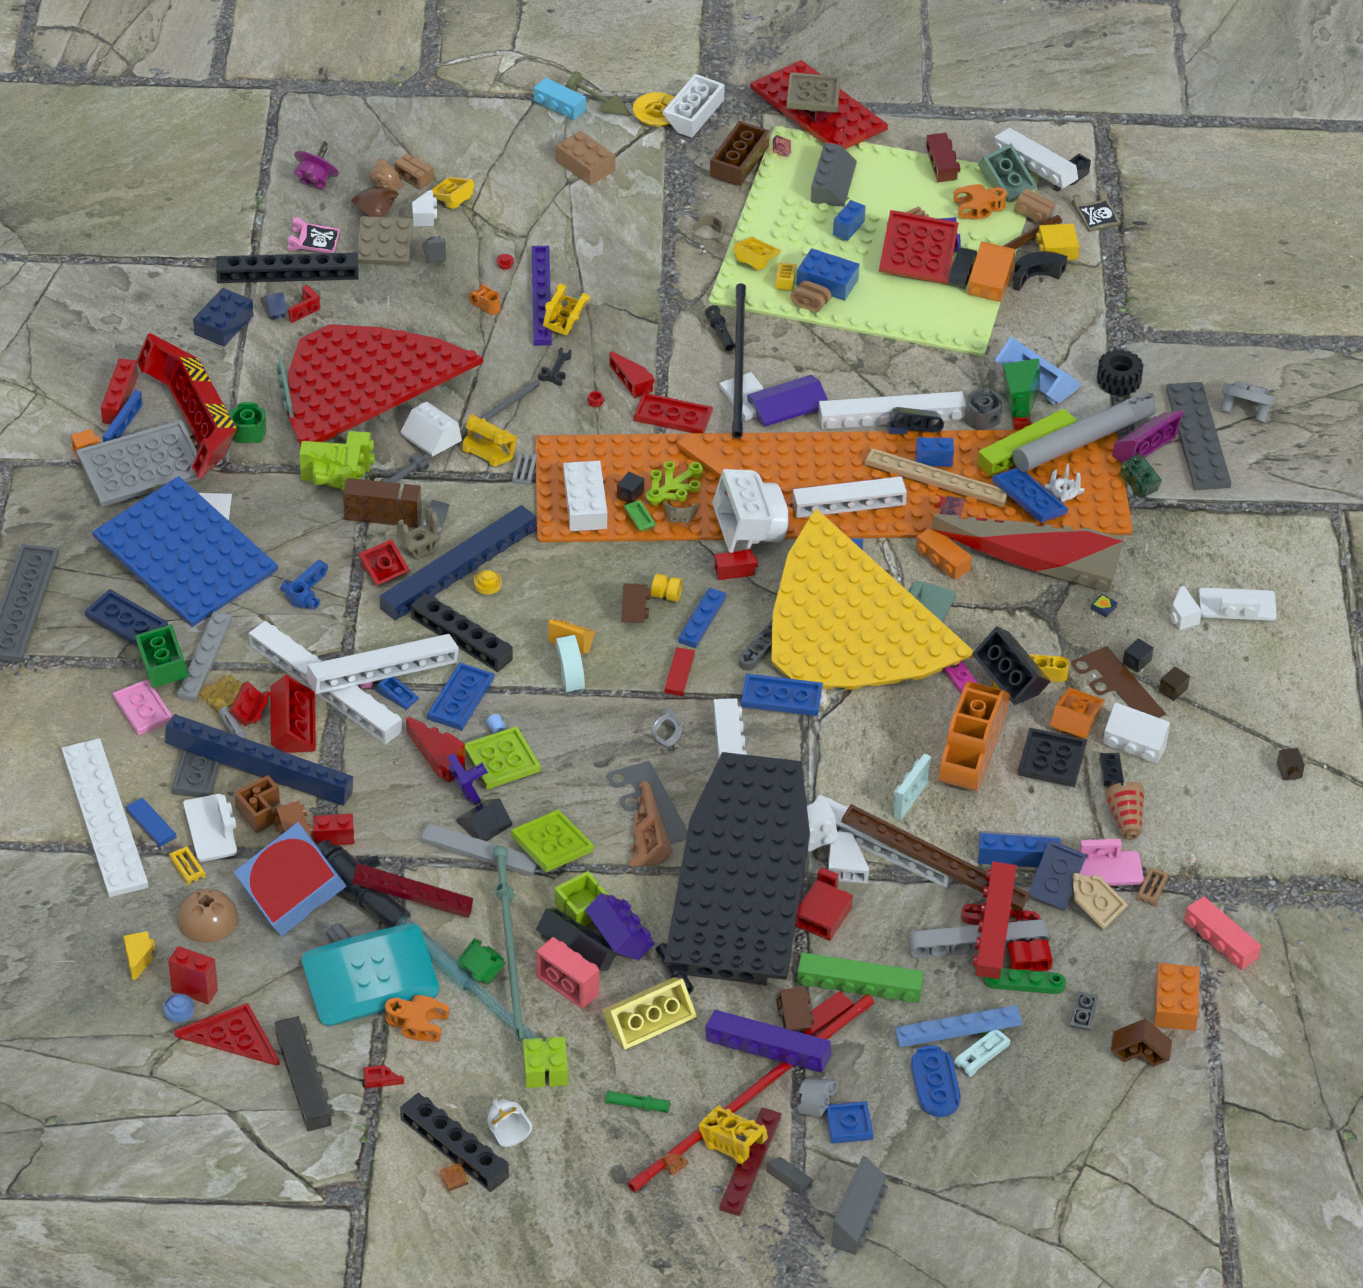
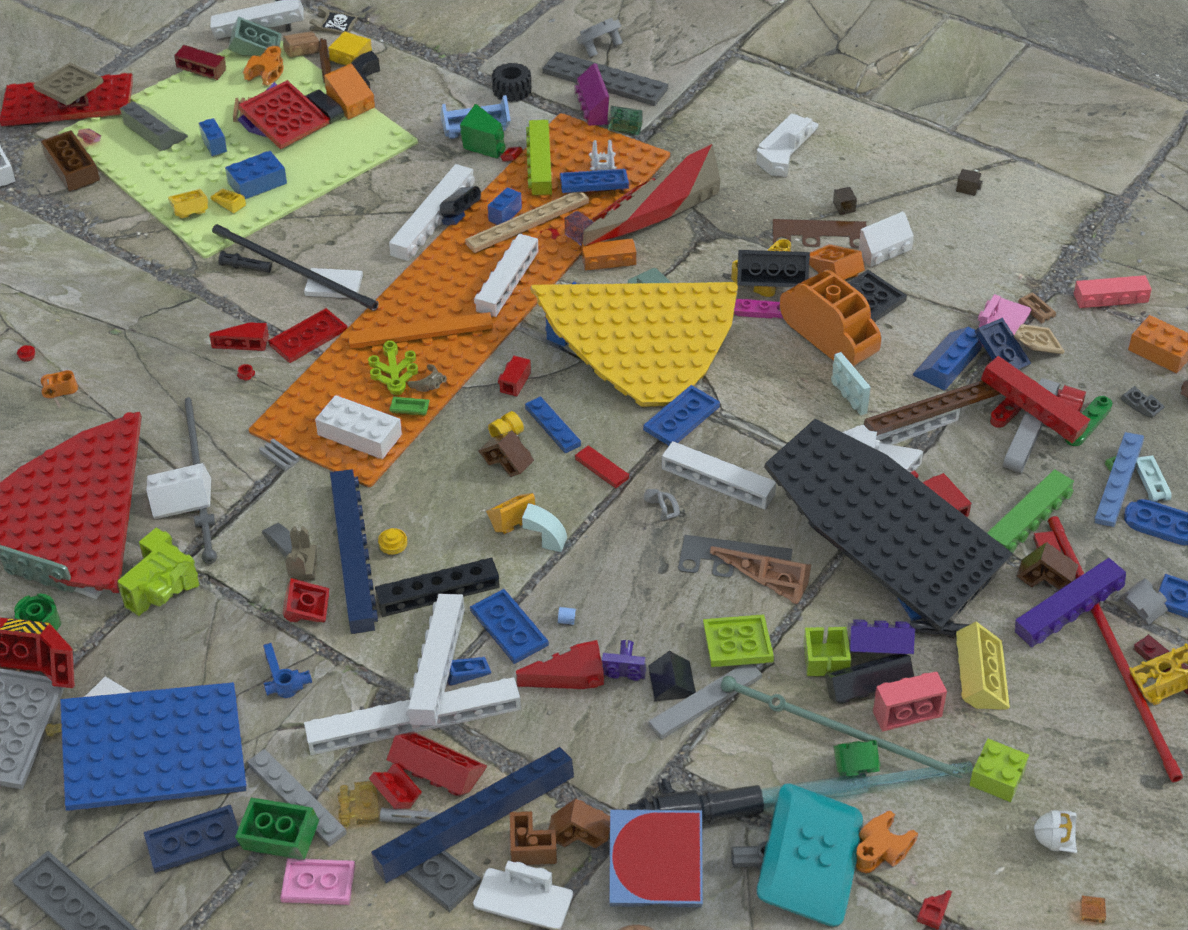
camera: 55 degrees left, 0 degrees up
(335, 828) = (608, 792): red brick -> none
(379, 502) = (236, 565): reddish brown piece -> none
(412, 890) = (733, 769): dark red plate -> none
(454, 1142) = (1003, 905): black brick -> none
(491, 444) = (230, 467): yellow piece -> none
(504, 756) = (610, 625): lime plate -> none
(541, 293) = (90, 350): dark purple tile -> none
(555, 308) = (140, 339): yellow piece -> none
(555, 375) = (185, 386): black bar -> none
(630, 487) = (375, 394): black brick -> none
(636, 1101) = (1085, 720): green pin -> none
(674, 1162) = (1167, 734): clear orange tile -> none
(715, 220) = (126, 209): dark tan helmet -> none
(751, 510) = (480, 331): white brick -> none
(756, 657) = (617, 400): dark grey beam -> none
(787, 400) = (365, 260): dark purple slope -> none
(810, 296) = (269, 195): medium nougat brick -> none
(983, 409) = (483, 162): dark grey brick -> none
(1084, 431) = (560, 125): light grey piece -> none
(1104, 605) = (733, 200): tile -> none
(1111, 769) = (908, 274): black plate -> none
(1127, 807) = (958, 281): medium nougat cone -> none
(1138, 655) = (801, 205): black brick -> none

